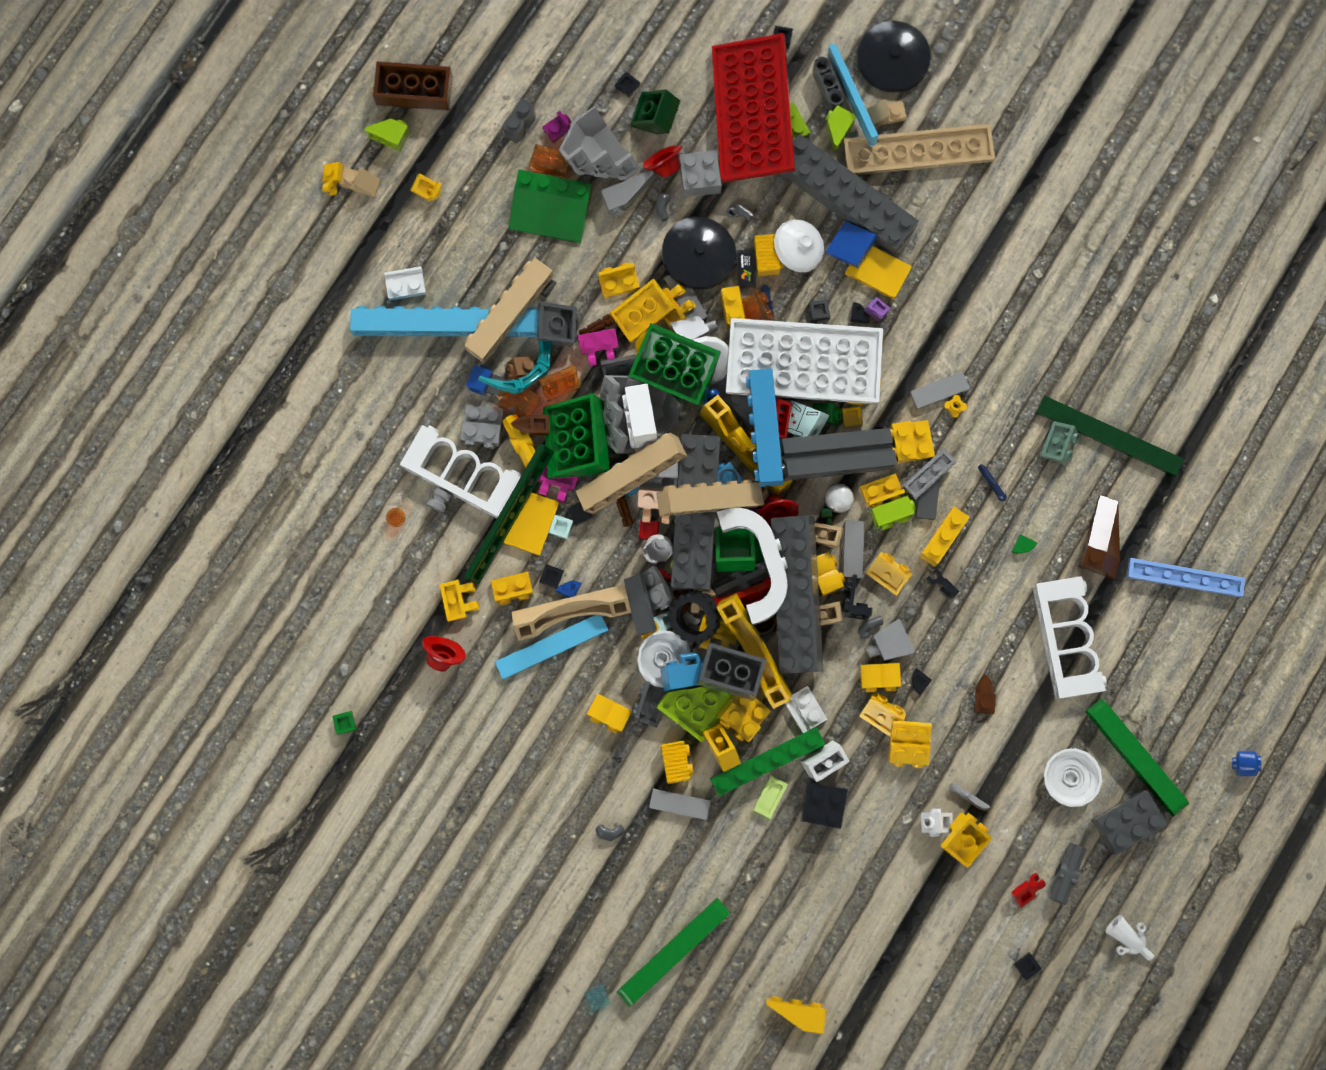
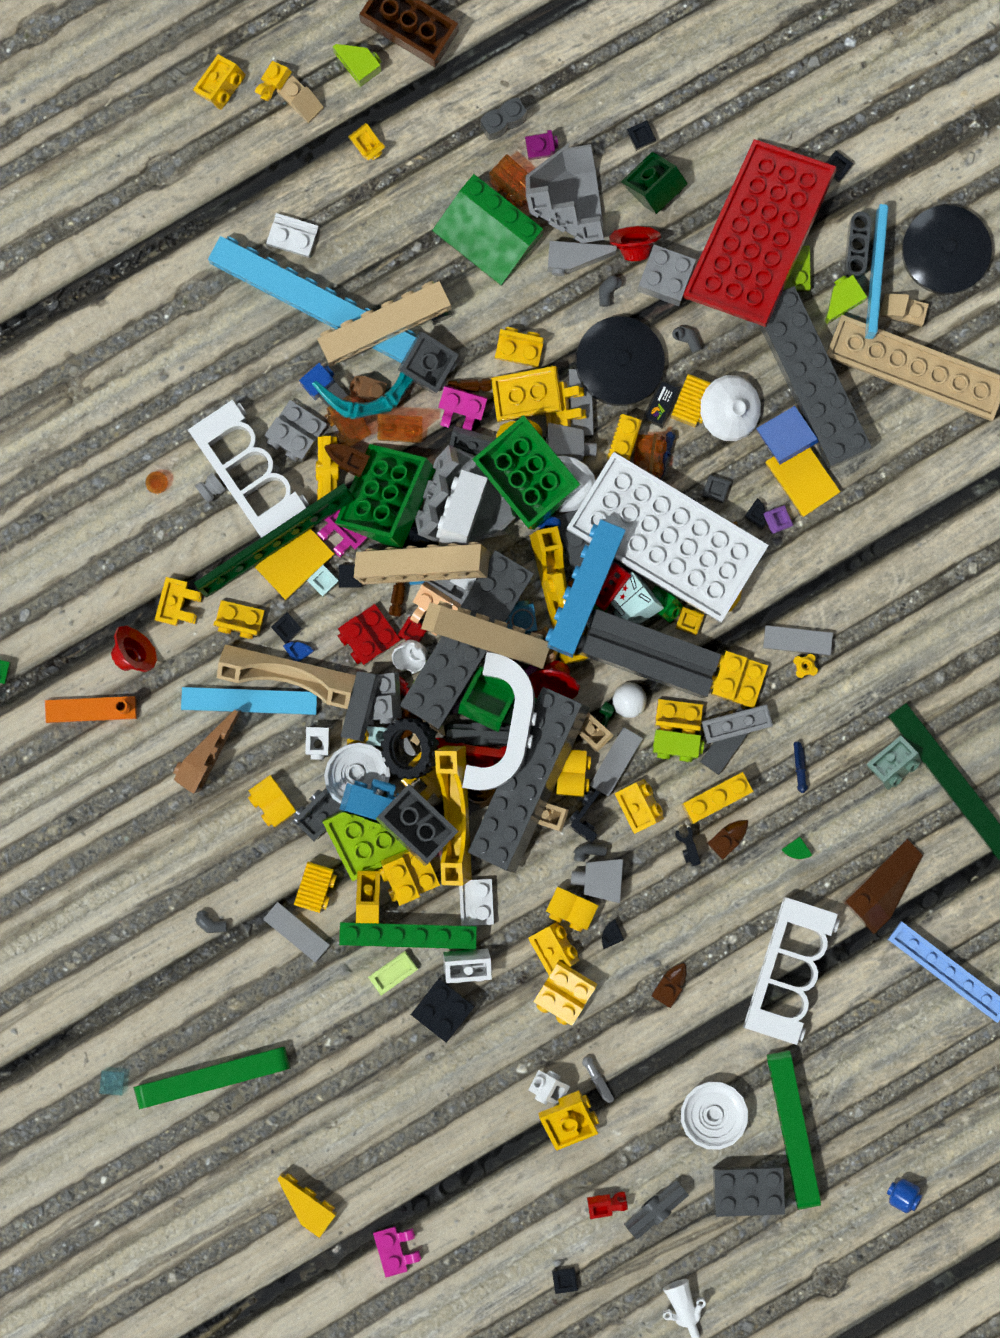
camera: 30 degrees right, 5 degrees up
(292, 198) = (219, 81): none -> yellow bracket
(432, 715) = (90, 709): none -> orange piece
(538, 712) = (198, 764): none -> medium nougat wedge
(617, 550) = (368, 635): none -> red plate
(618, 643) = (314, 734): none -> white brick
(883, 1015) = (391, 1251): none -> dark pink plate
(968, 563) = (728, 838): none -> reddish brown plate

